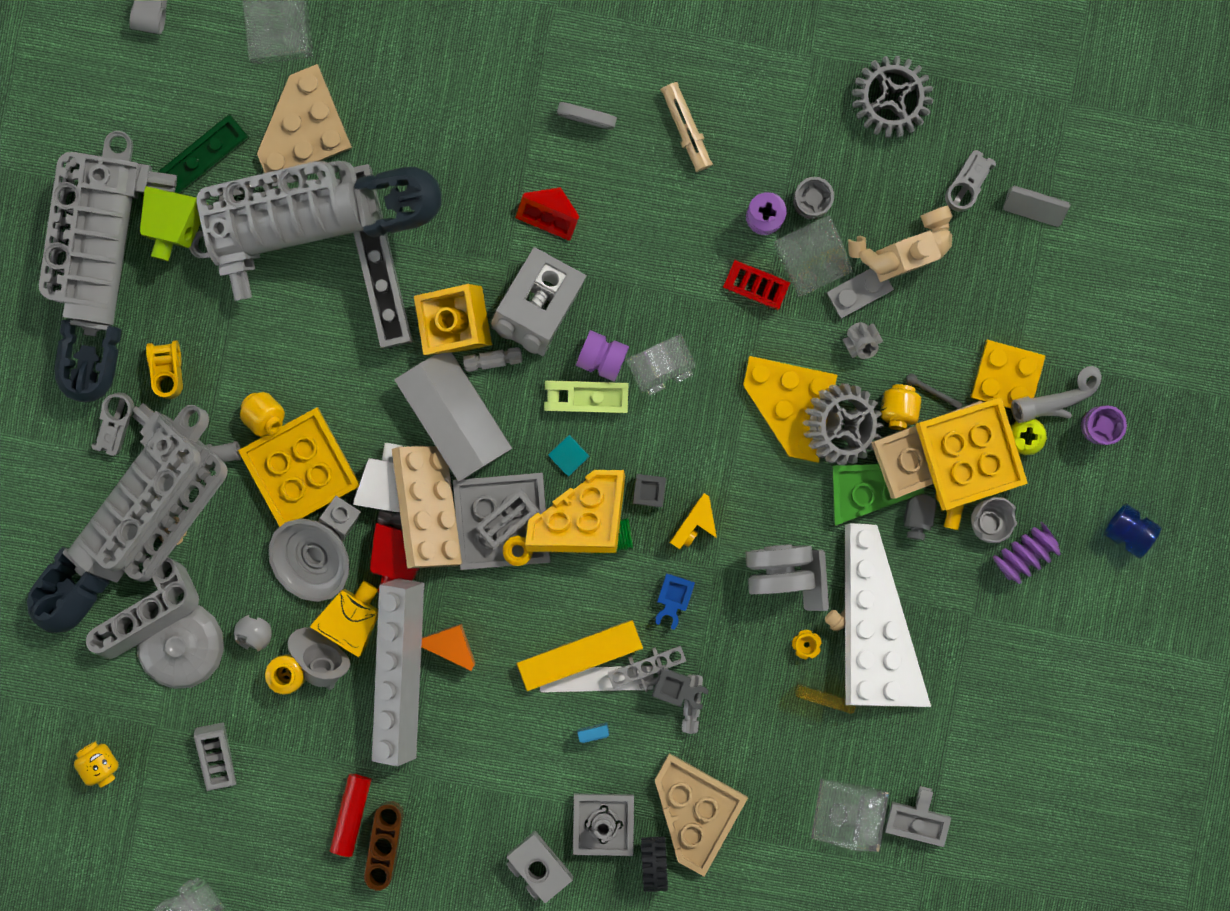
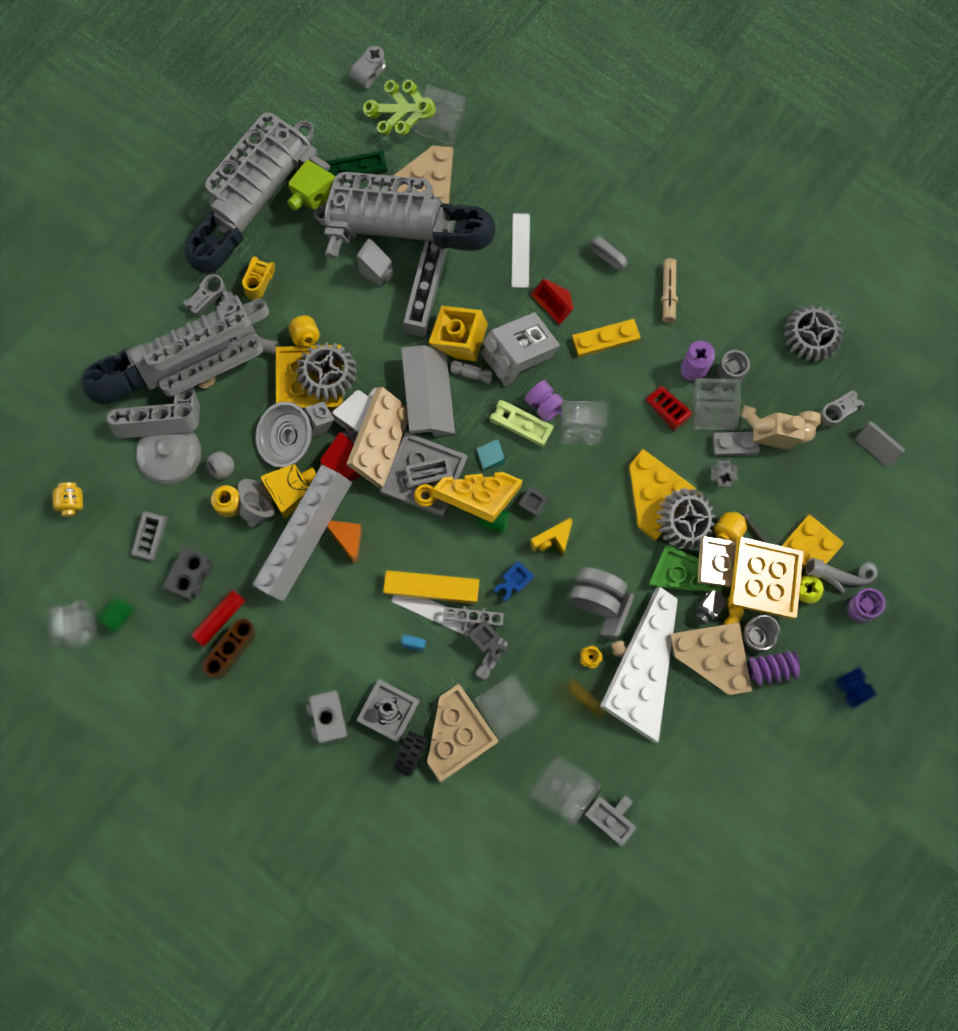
camera: 25 degrees right, 15 degrees down
(226, 50) = (400, 109): none -> lime plant
(230, 870) = (116, 613): none -> green piece
(279, 782) = (182, 572): none -> dark grey brick
(304, 282) = (374, 263): none -> light grey slope
(320, 469) = (311, 364): none -> light grey gear
(472, 161) = (520, 250): none -> white sticker
(637, 230) = (606, 338): none -> yellow plate
(738, 755) = (506, 707): none -> clear brick
(951, 572) = (715, 655): none -> tan plate

